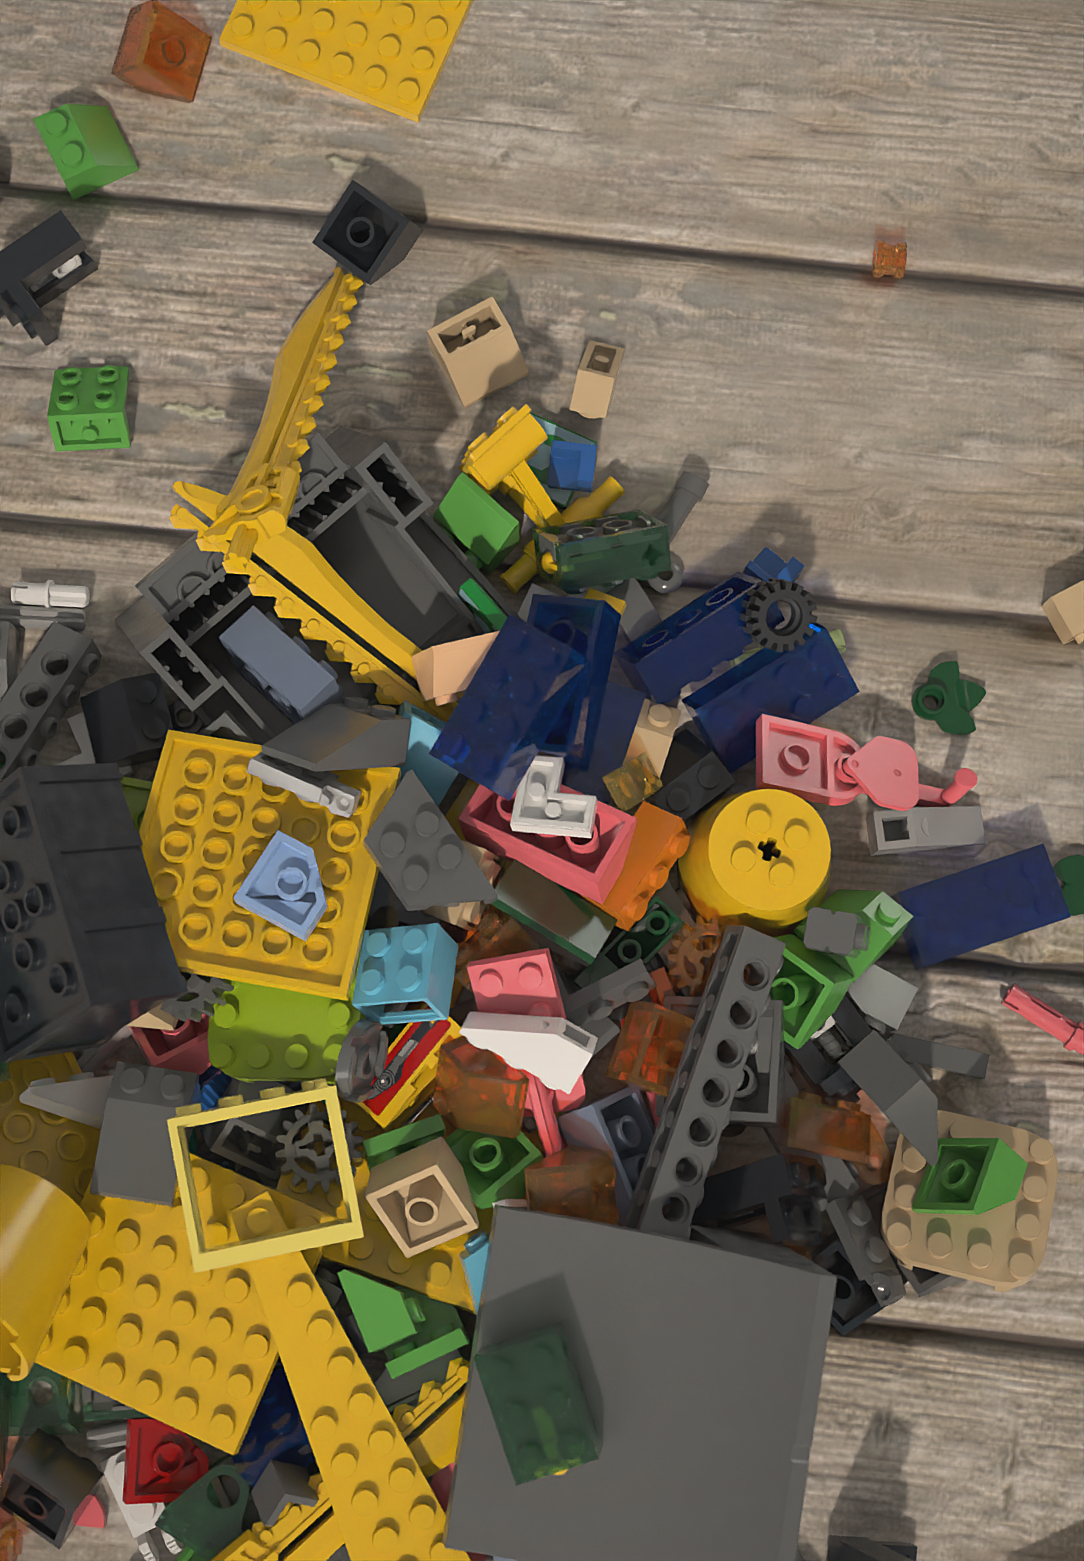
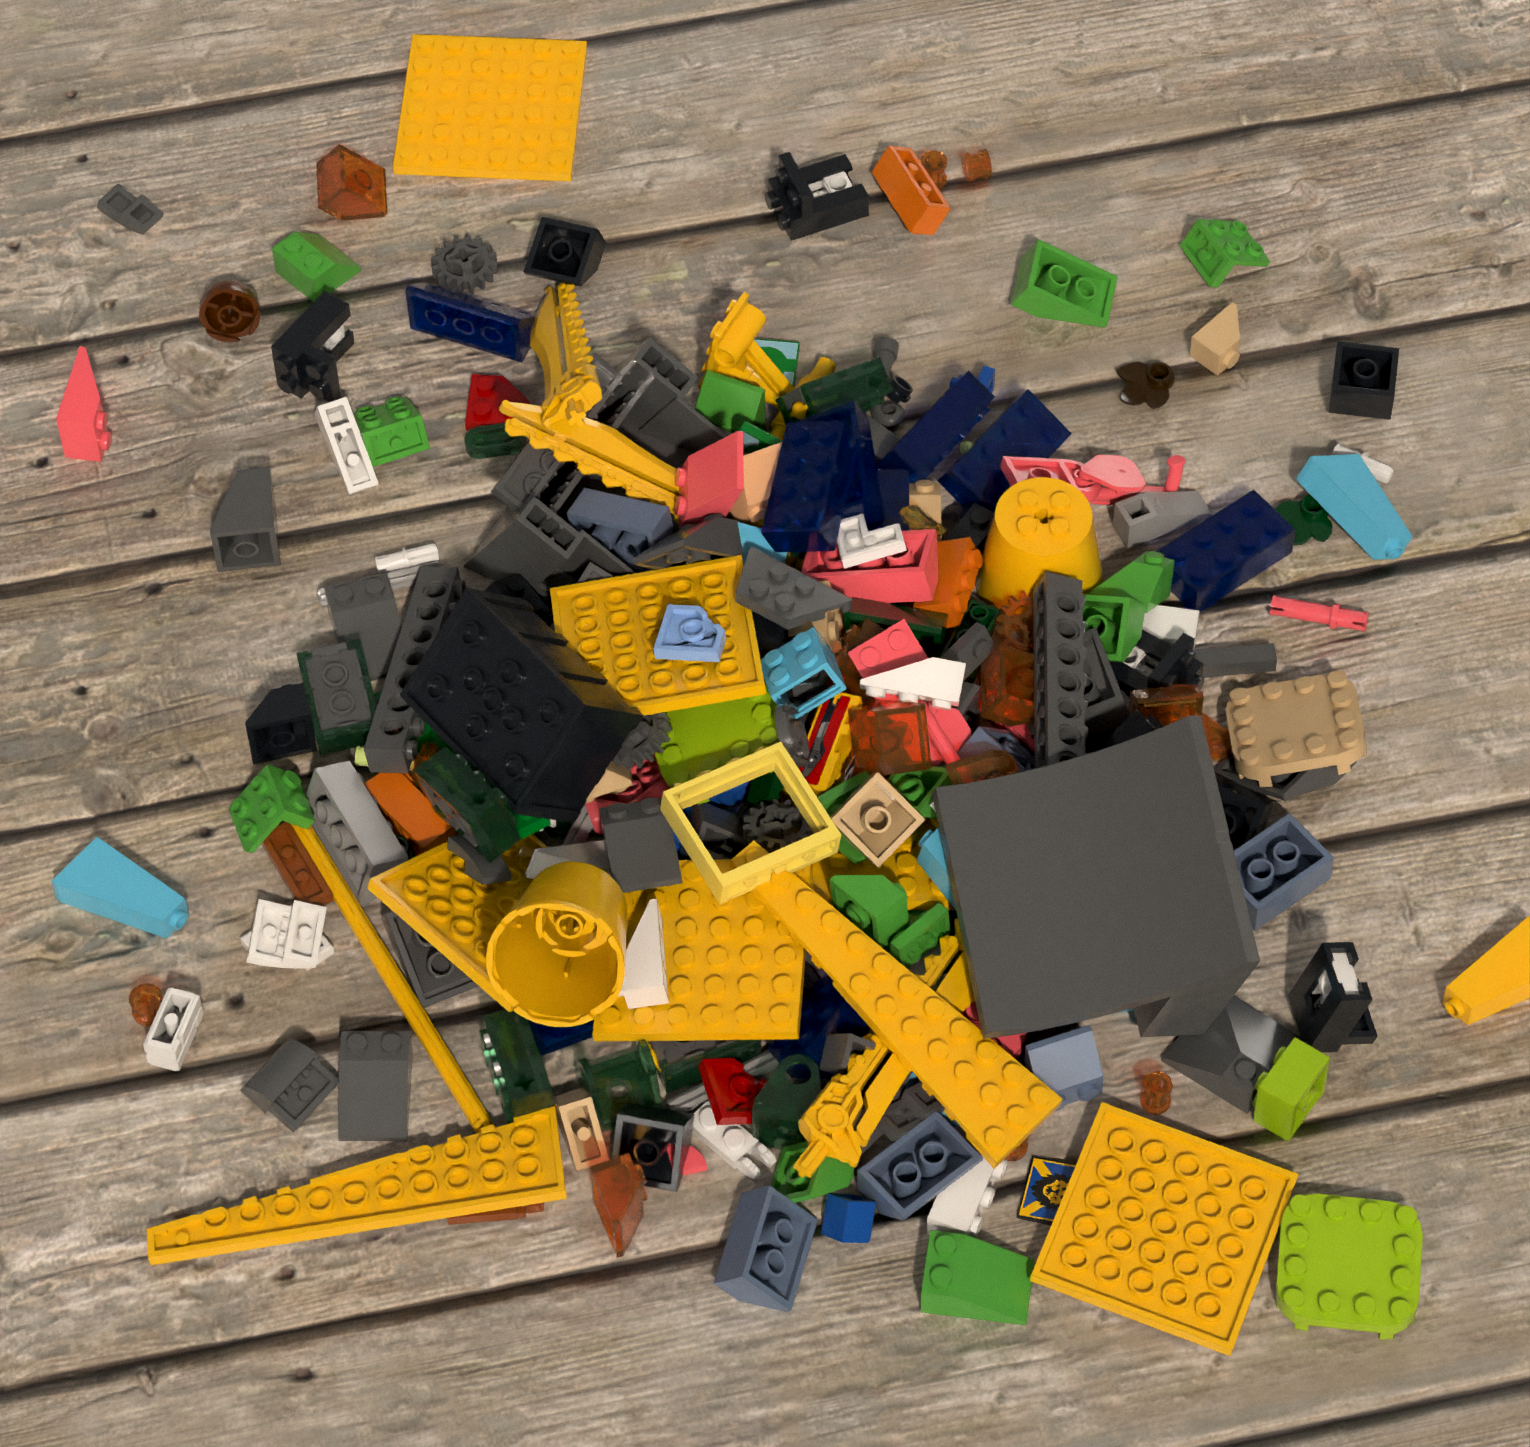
camera: 15 degrees left, 25 degrees down
(28, 398) = (346, 445): none -> white slope
(93, 1301) = (645, 967): none -> white slope
(206, 463) = (492, 442): none -> clear green plate
(222, 412) = (485, 398): none -> red plate
(228, 286) = (469, 321): none -> clear blue slope
(266, 213) = (464, 264): none -> dark grey gear
(306, 784) = (676, 575): light grey hinge -> none
(393, 661) = (710, 480): none -> coral slope
(477, 352) = (681, 306): tan slope -> none
(538, 1403) = (1018, 892): clear green piece -> none
(572, 466) = (789, 354): blue panel -> none
(596, 380) = (783, 303): tan slope -> none
(685, 547) = (901, 388): none -> black plate
(691, 227) = (815, 196): none -> black brick
(798, 274) = (911, 190): none -> orange brick
(799, 621) = (977, 399): black tyre -> none
(836, 932) = (1118, 567): dark grey brick -> none
(839, 239) = (935, 164): none -> clear orange bush
(866, 1248) = (1236, 782): dark grey hinge -> none
(877, 1375) = (1280, 869): none -> sand blue brick
(897, 1090) = (1210, 657): dark grey slope -> none
(927, 468) = (1063, 287): none -> bright green slope
(952, 697) = (1146, 431): dark green plate -> none
(969, 634) = (1146, 383): none -> dark brown plate
(970, 1177) = (1288, 697): bright green slope -> none

